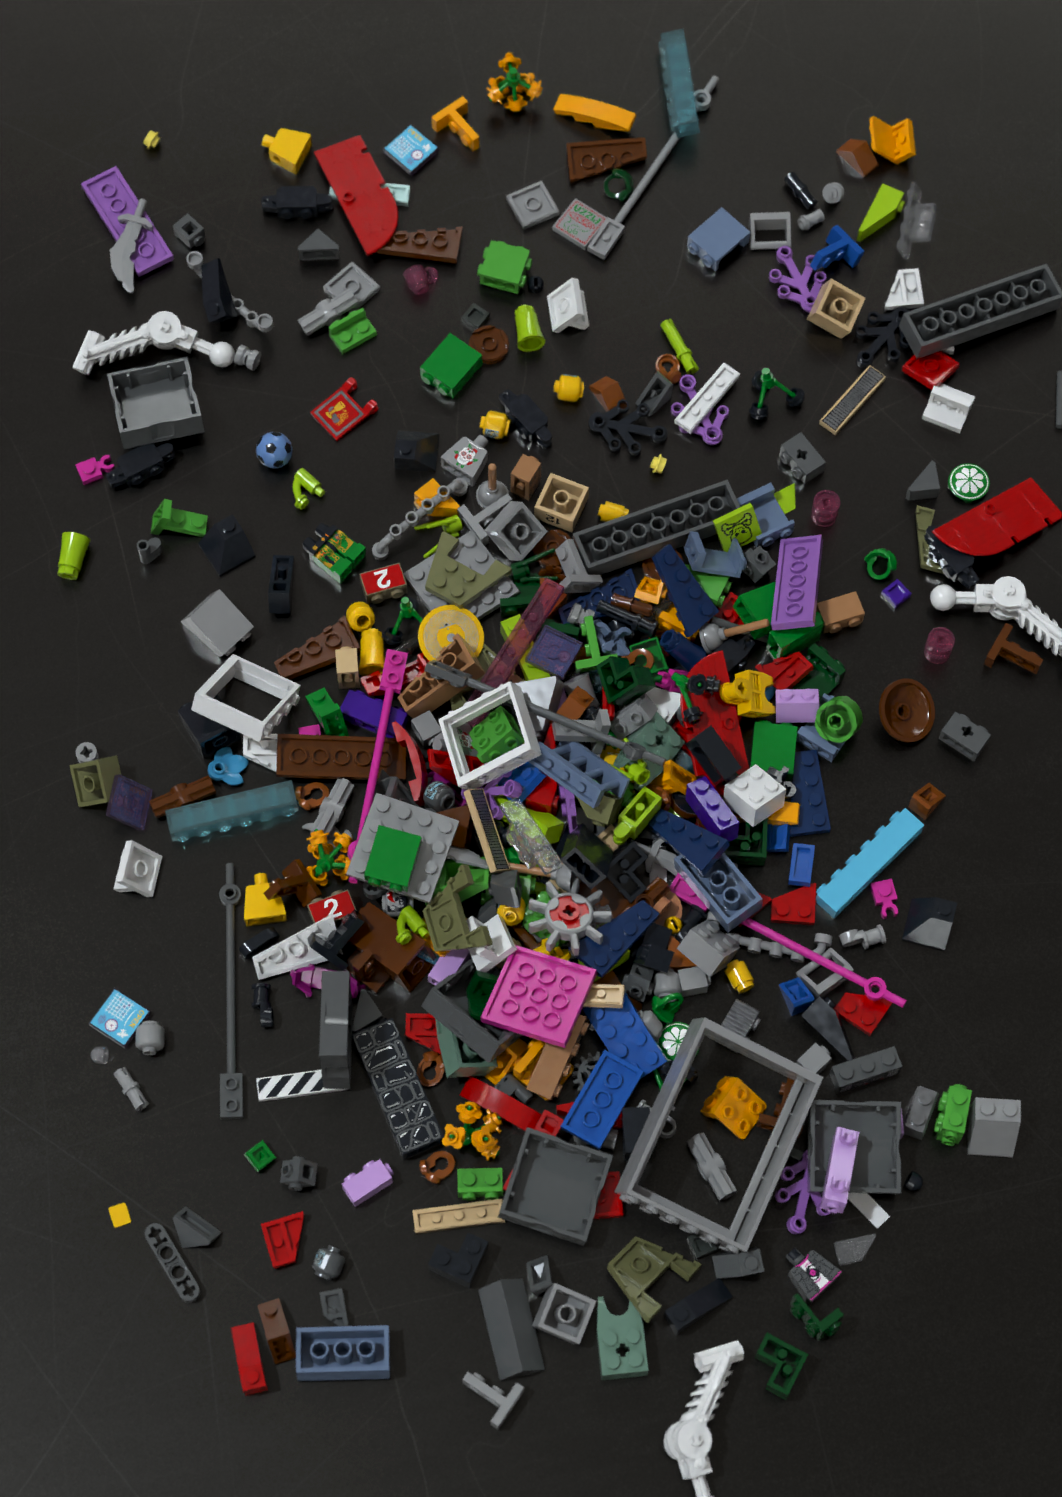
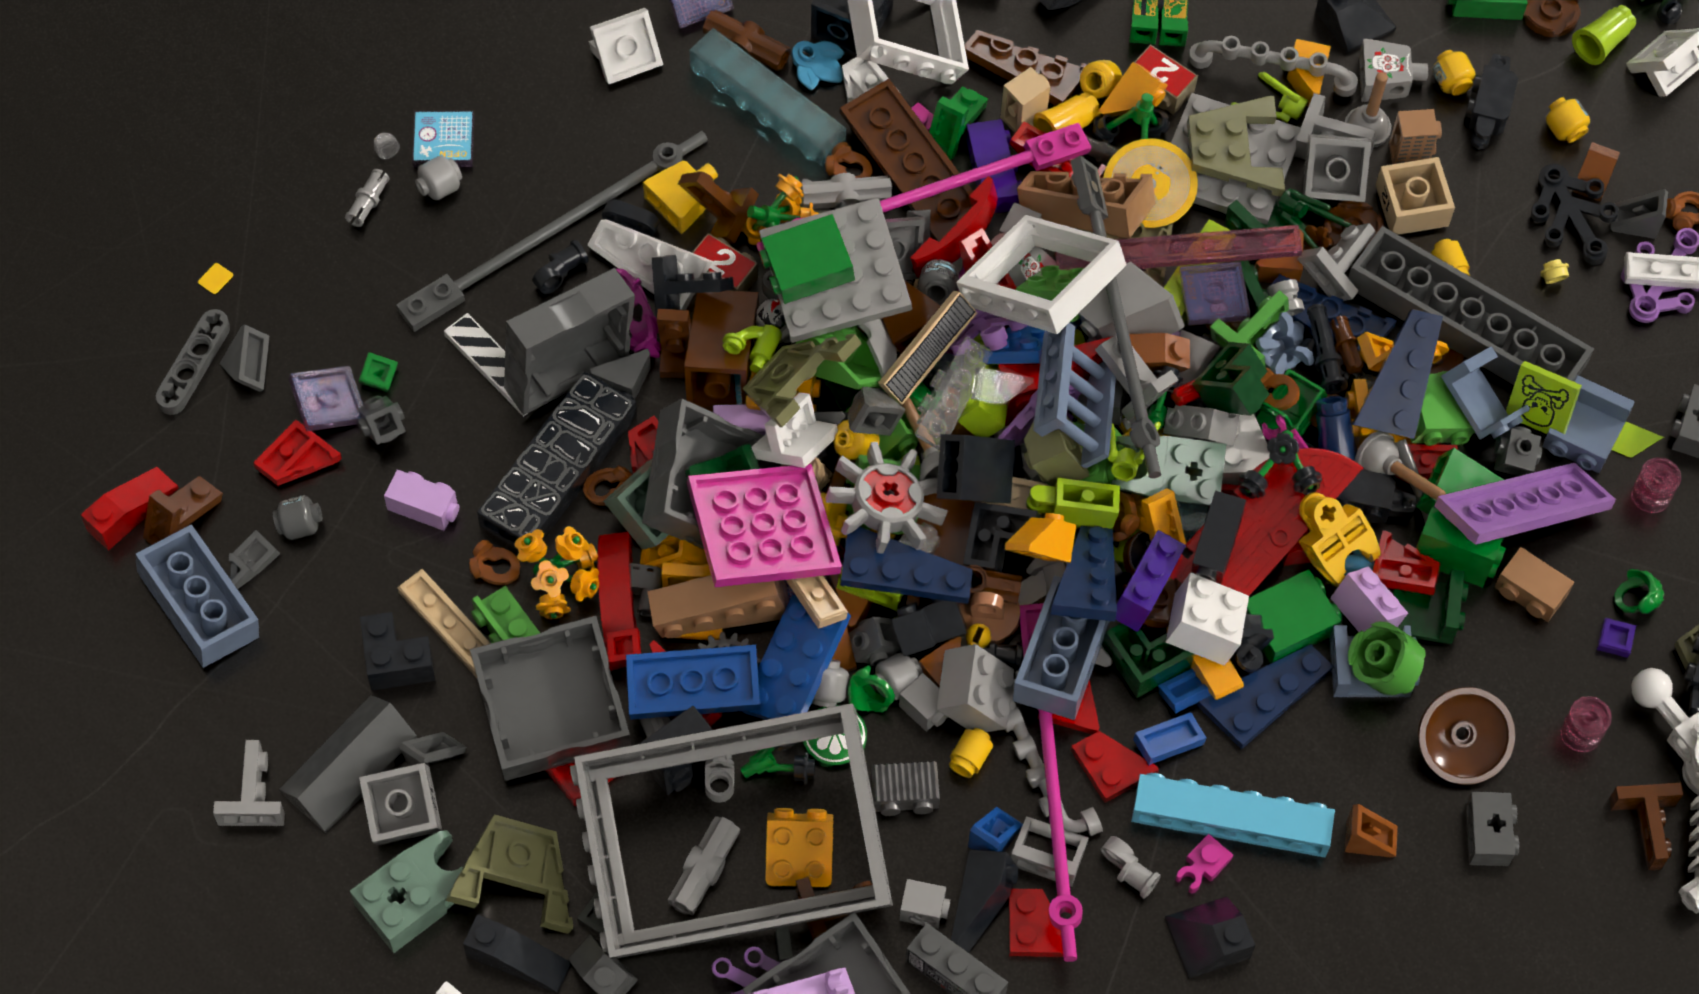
camera: 55 degrees right, 5 degrees down
(258, 1196) = (326, 397): none -> clear purple tile
(386, 604) = (1130, 90): none -> light orange slope
(544, 808) = (997, 386): none -> clear tile
(654, 848) = (1044, 539): none -> light orange slope

